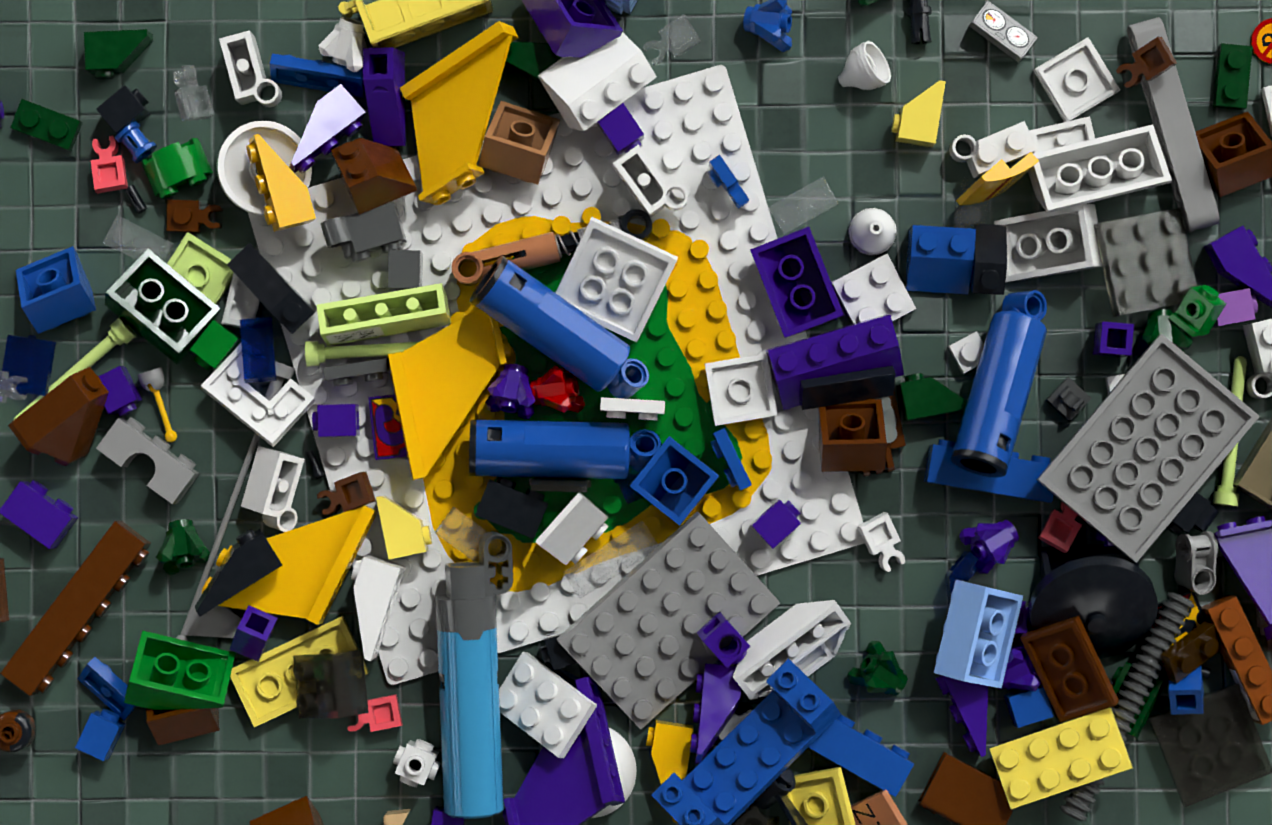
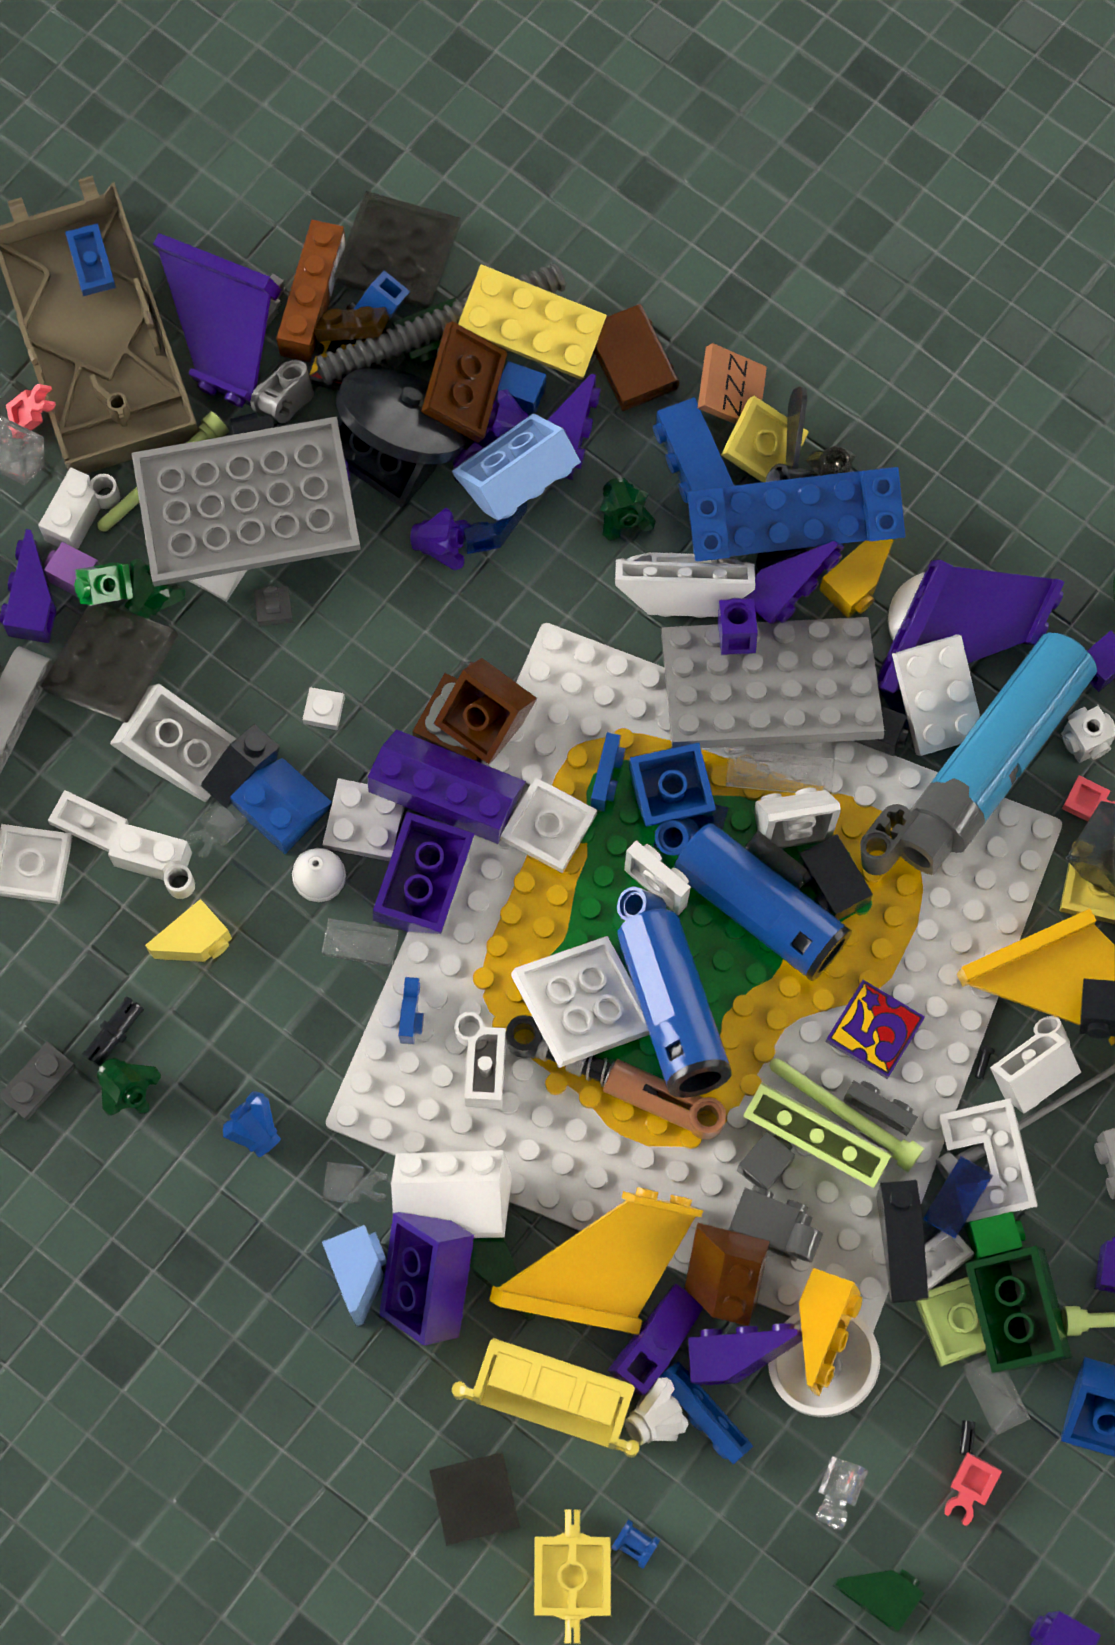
camera: 140 degrees left, 15 degrees down
(46, 125) = (1001, 1578): dark green plate -> none
(124, 108) = (915, 1528): black brick -> none
(135, 142) = (927, 1489): blue bush -> none
(153, 382) = (1078, 1252): hinge -> none
(175, 166) = (906, 1433): green cylinder -> none
(187, 216) = (930, 1381): reddish brown plate -> none
(247, 70) = (769, 1468): white hinge -> none
(336, 420) = (934, 1077): dark purple brick -> none
(349, 493) = (970, 1005): reddish brown plate -> none
(375, 594) = (1008, 899): white slope -> none
(402, 530) = (948, 935): light yellow slope -> none
(441, 382) = (812, 1034): yellow piece -> none
(465, 535) = (896, 891): clear plate -> none
(512, 392) = (754, 977): dark purple rock -> none
(518, 142) = (567, 1194): medium nougat slope -> none
(558, 390) = (713, 946): red rock -> none
(621, 129) = (467, 1128): dark purple brick -> none
(777, 522) = (610, 689): dark purple brick -> none
(847, 387) = (455, 752): black tile -> none
(865, 68) = (204, 1016): white helmet -> none
(880, 537) = (531, 615): white plate -> none
(927, 397) = (394, 695): dark green slope -> none
(997, 180) = (171, 820): yellow slope -> none
(1001, 385) = (320, 650): blue piece -> none
(1003, 31) = (55, 955): slope -> none
(1018, 481) = (394, 597): blue brick -> none
(1060, 529) = (373, 505): coral plate -> none
(1099, 169) = (83, 762): white slope -> none
(1113, 339) = (194, 619): dark purple brick -> none

